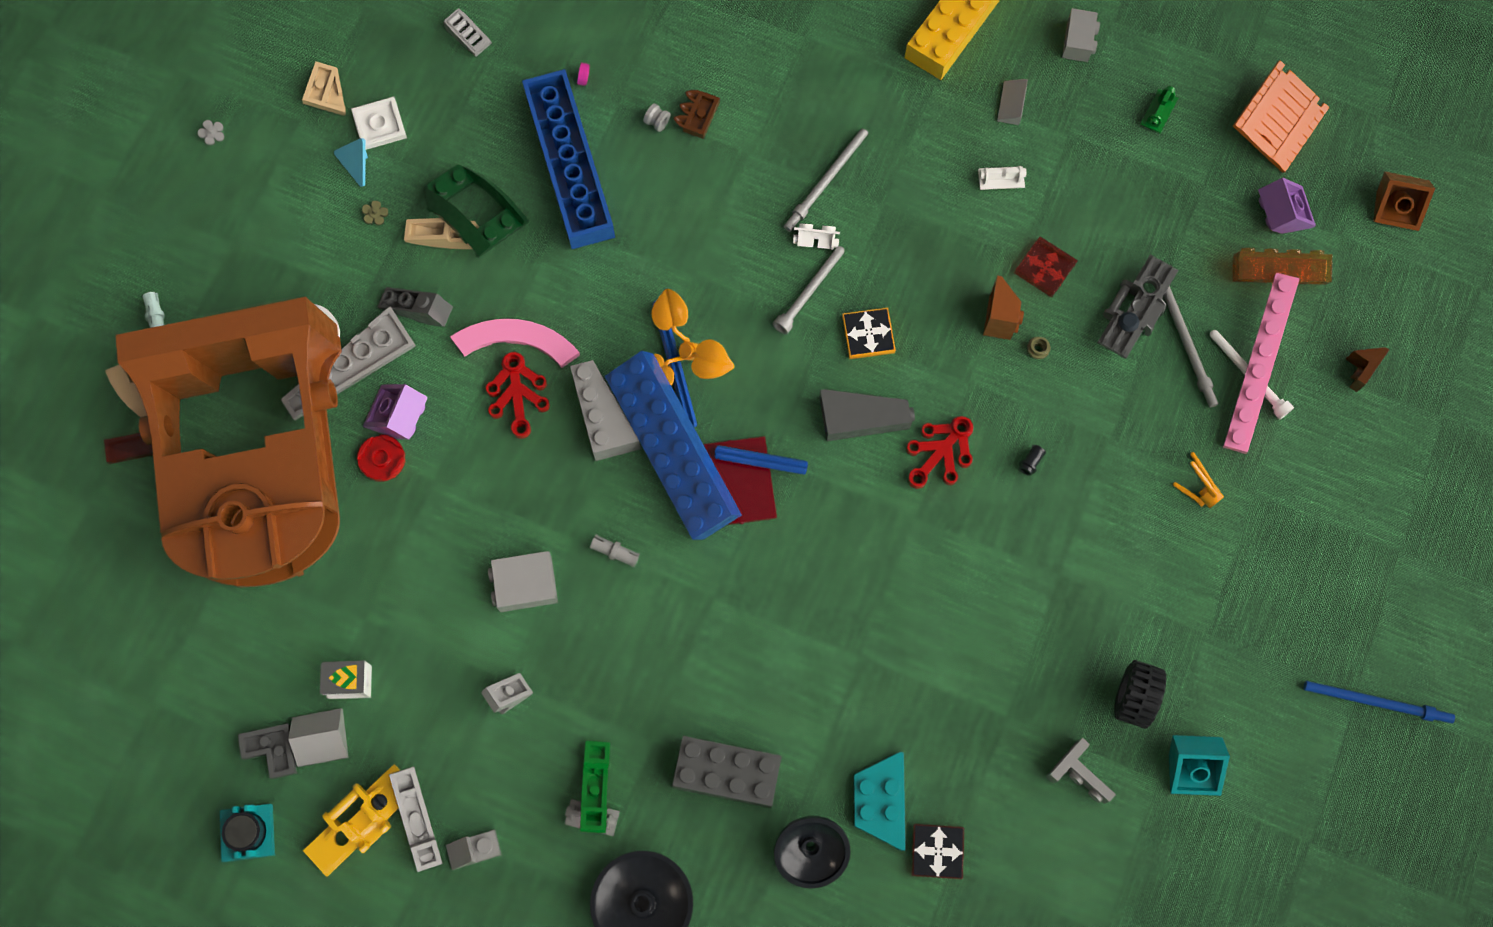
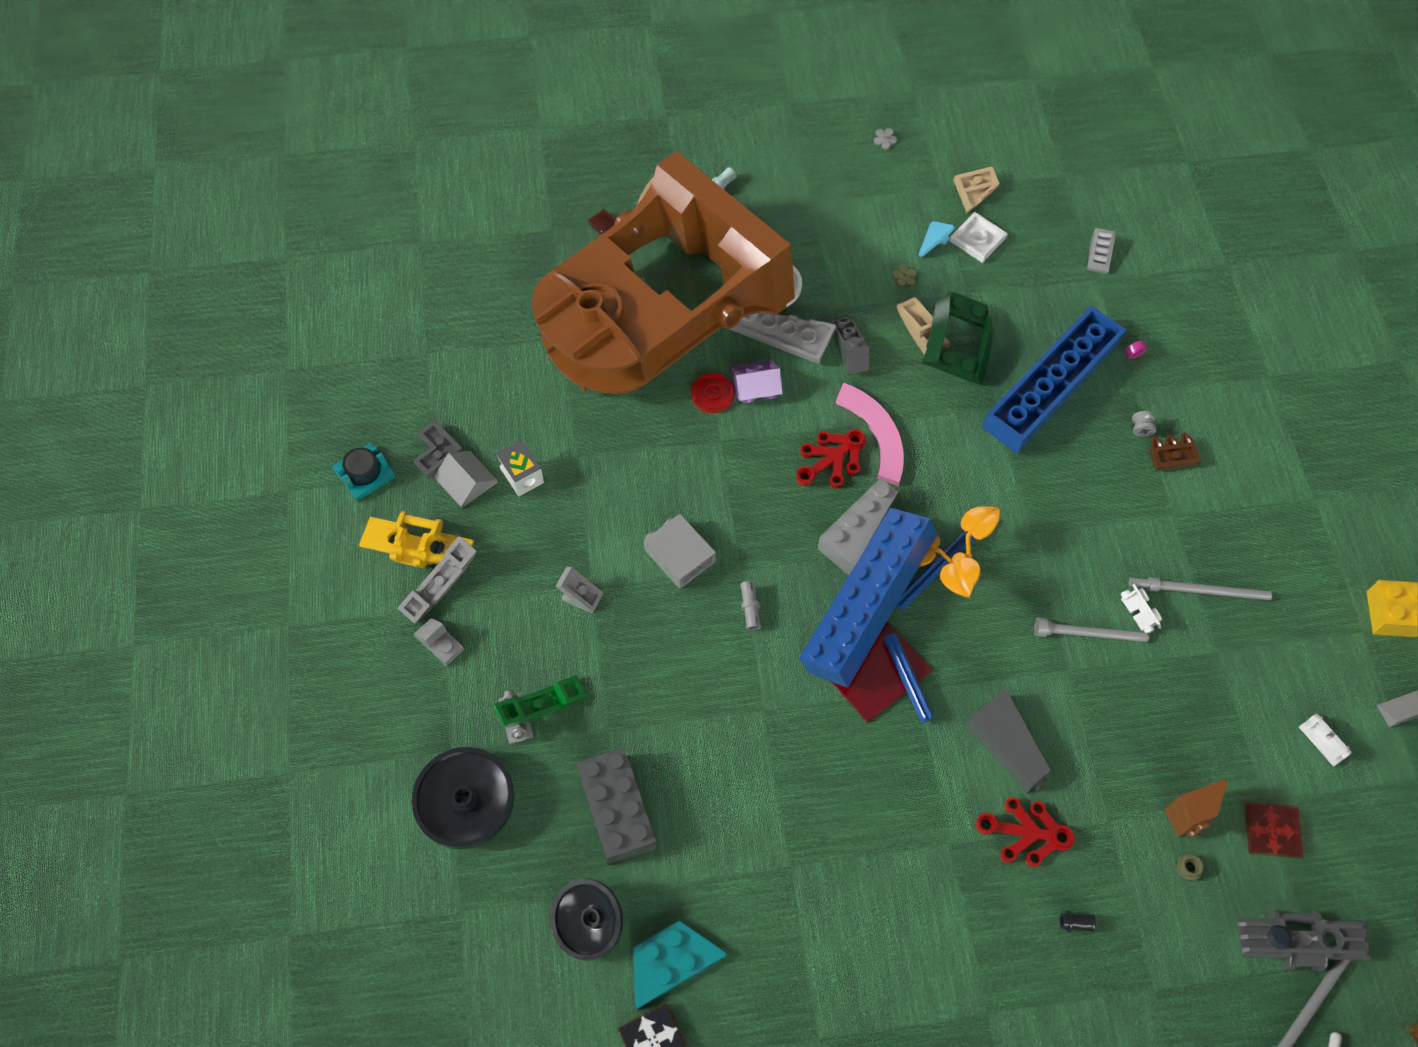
camera: 60 degrees right, 10 degrees down
(868, 333) = (1088, 705): tile -> none

